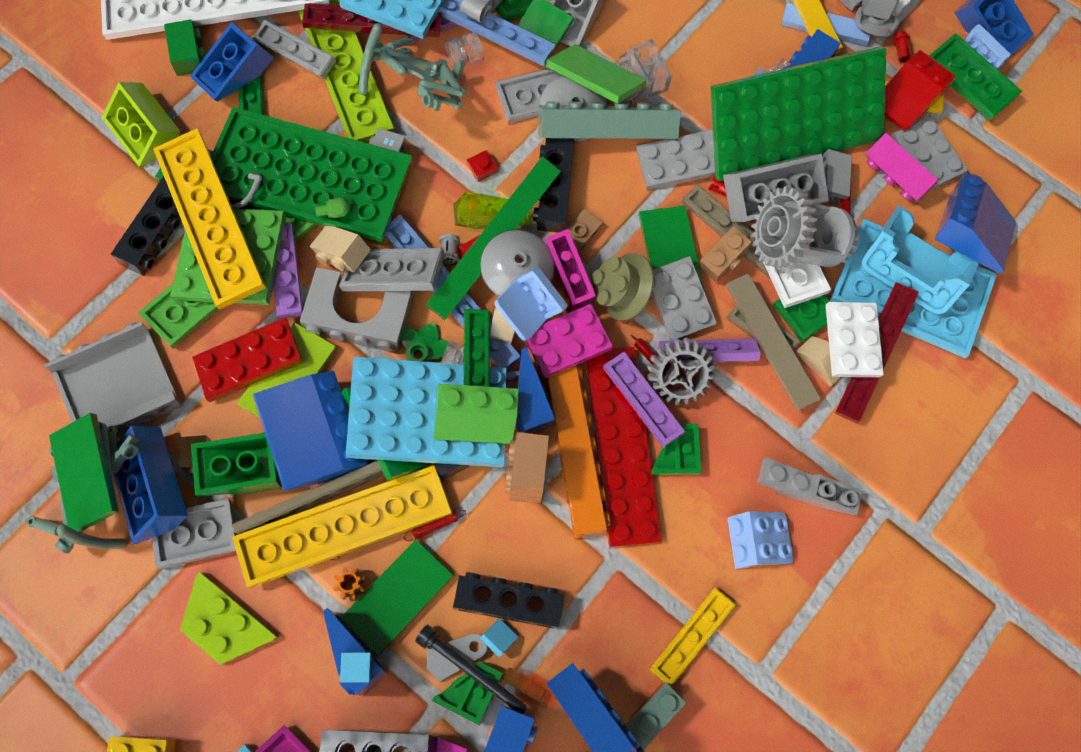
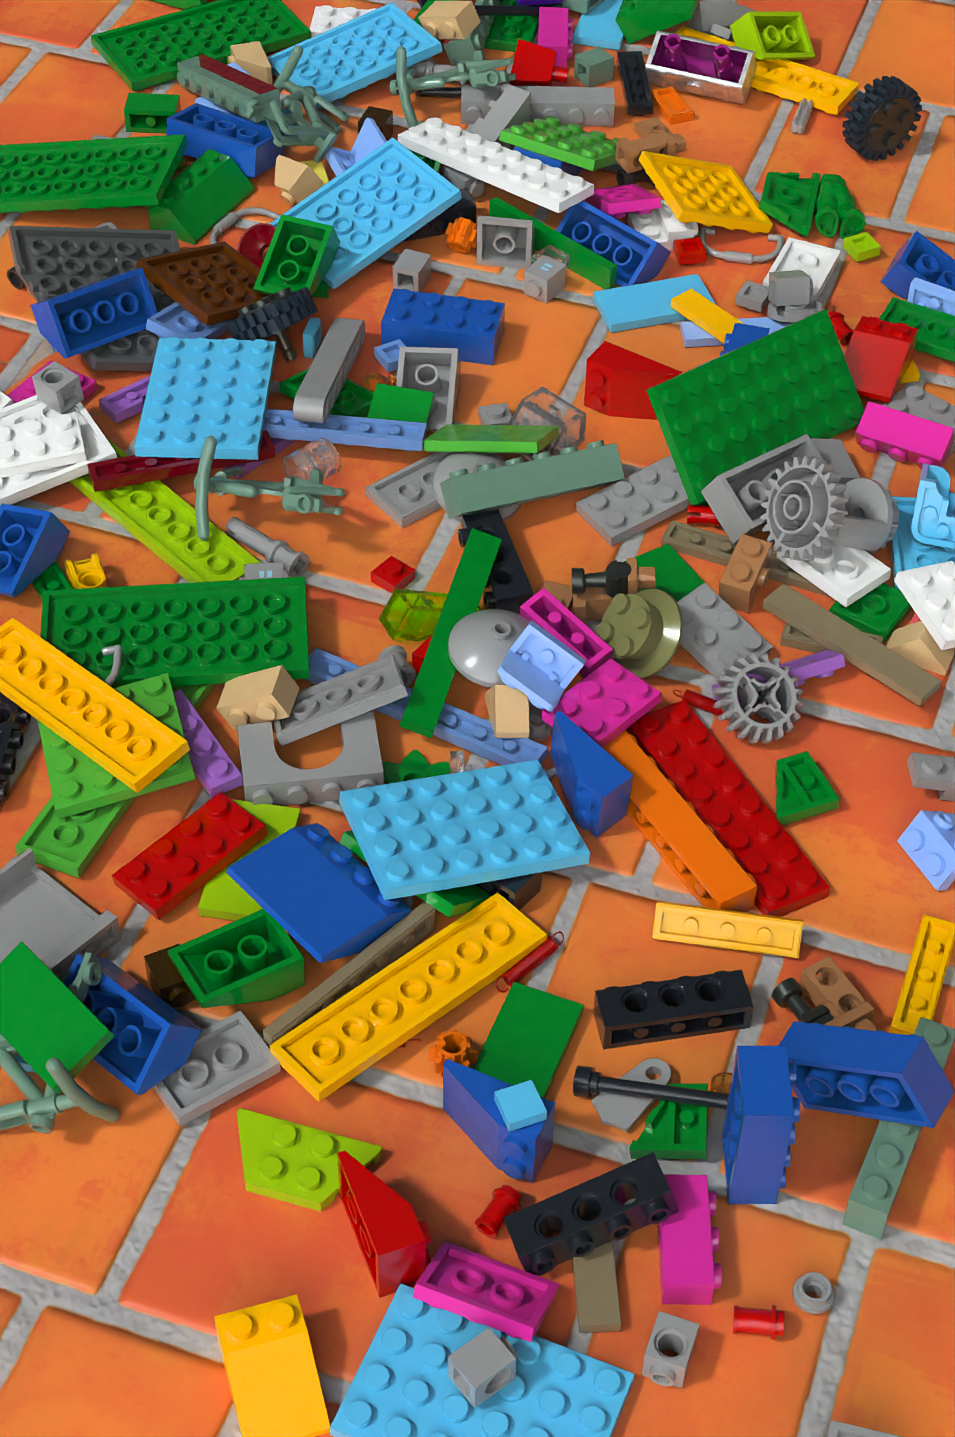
camera: 15 degrees left, 25 degrees down
(242, 711) = (384, 1227): none -> red slope
(273, 99) = (86, 573): none -> yellow piece
(294, 49) = (101, 518): light grey tile -> none
(329, 713) = (504, 1202): none -> red pin
(334, 208) = (233, 652): bright green cylinder -> none
(409, 120) = (275, 551): none -> light grey pin
(475, 413) = (530, 795): bright green slope -> none
(476, 348) = (497, 752): green tile -> none
(499, 637) = (680, 1052): medium azure tile -> none
(527, 467) = (625, 844): medium nougat brick -> none
(575, 551) = (727, 929): none -> yellow tile
(612, 651) = (832, 993): none -> medium nougat hips
(613, 47) = (494, 414): none -> light grey plate
(620, 239) = (596, 590): none -> hips
(643, 399) = (728, 740): medium lavender plate -> none
(717, 53) = (619, 382): none -> red slope

